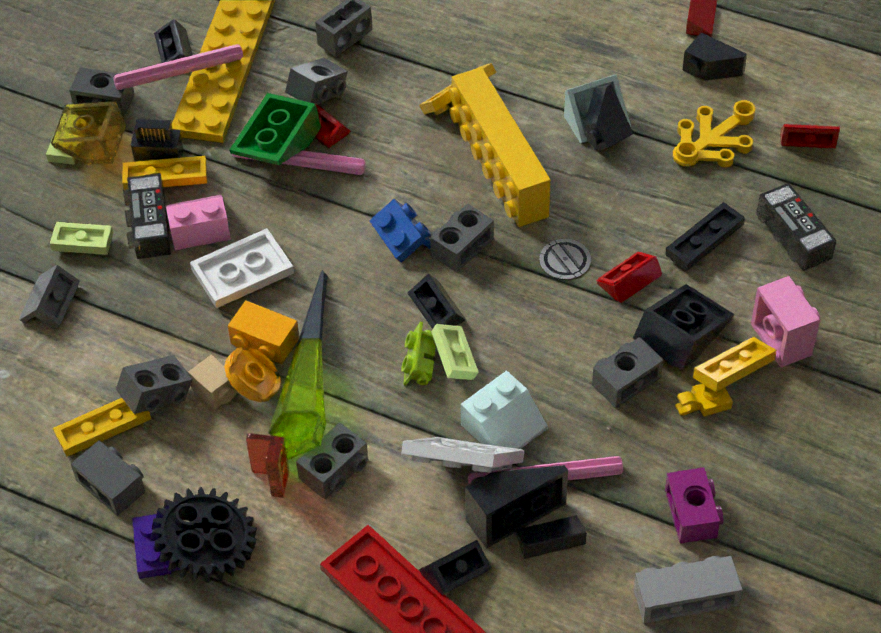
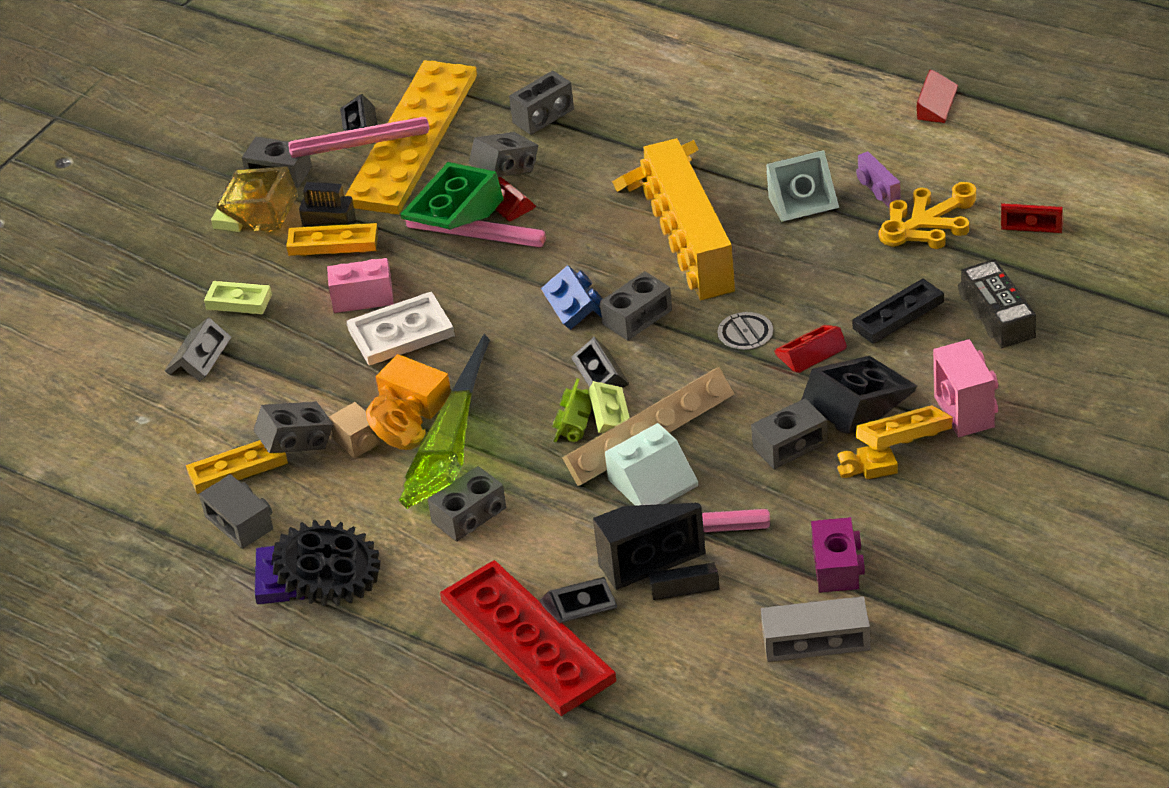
camera: 10 degrees right, 10 degrees down
(147, 216) = (308, 278): brick -> none
(269, 457) = (401, 497): clear red panel -> none
(457, 453) = (591, 491): white plate -> none
(508, 355) = (669, 412): none -> tan plate
(606, 119) = (808, 196): black slope -> none
(664, 99) = (878, 179): none -> medium lavender plate
(713, 59) = (939, 142): black slope -> none

